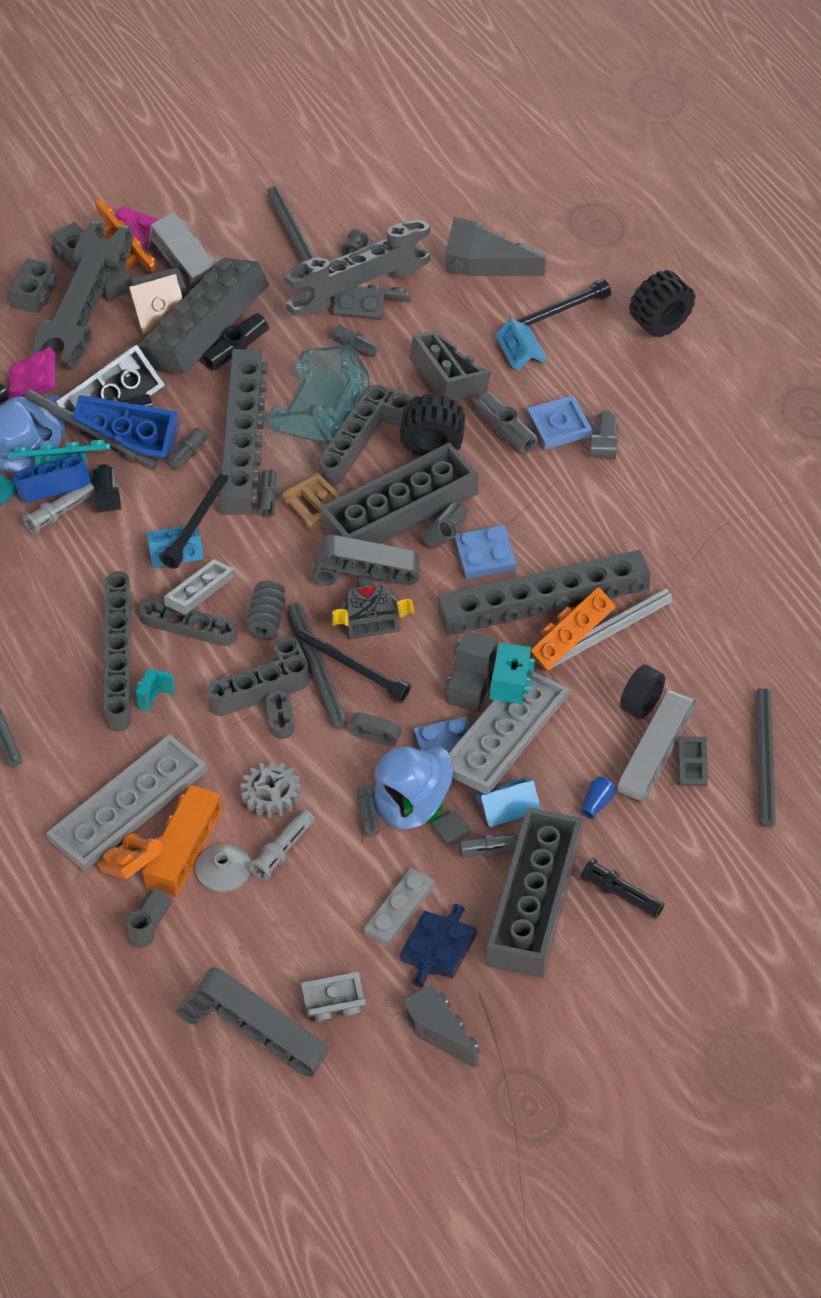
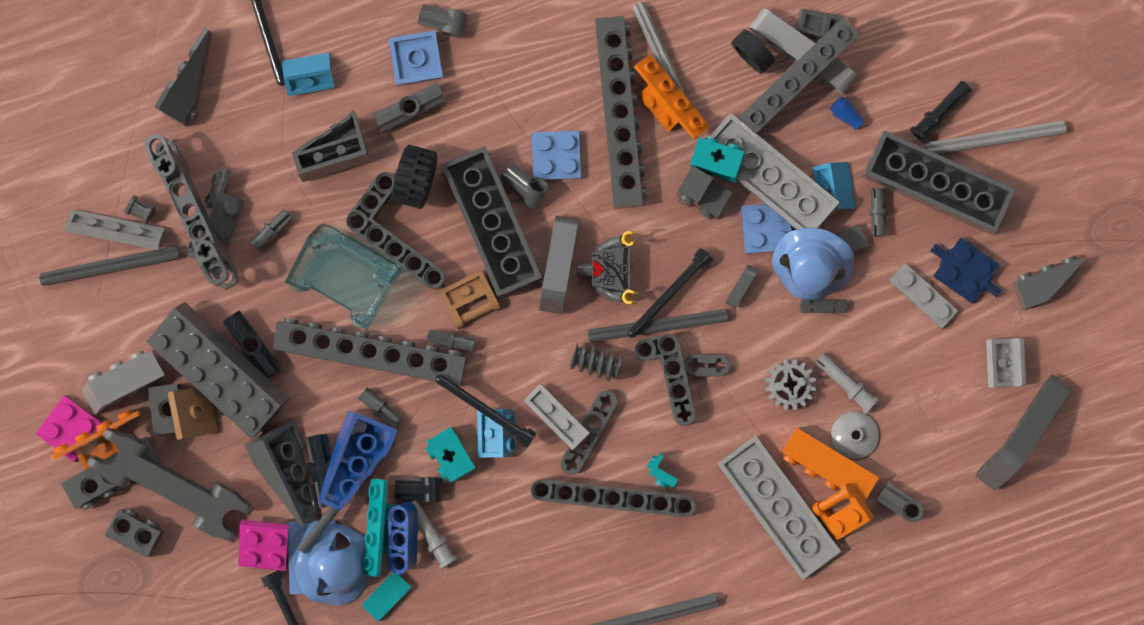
camera: 80 degrees left, 35 degrees up
(146, 509) = (462, 462): none -> teal brick
(331, 226) = (114, 229): none -> light grey plate
(606, 953) = (997, 137): none -> light grey axle
(627, 730) = (800, 74): none -> dark grey brick

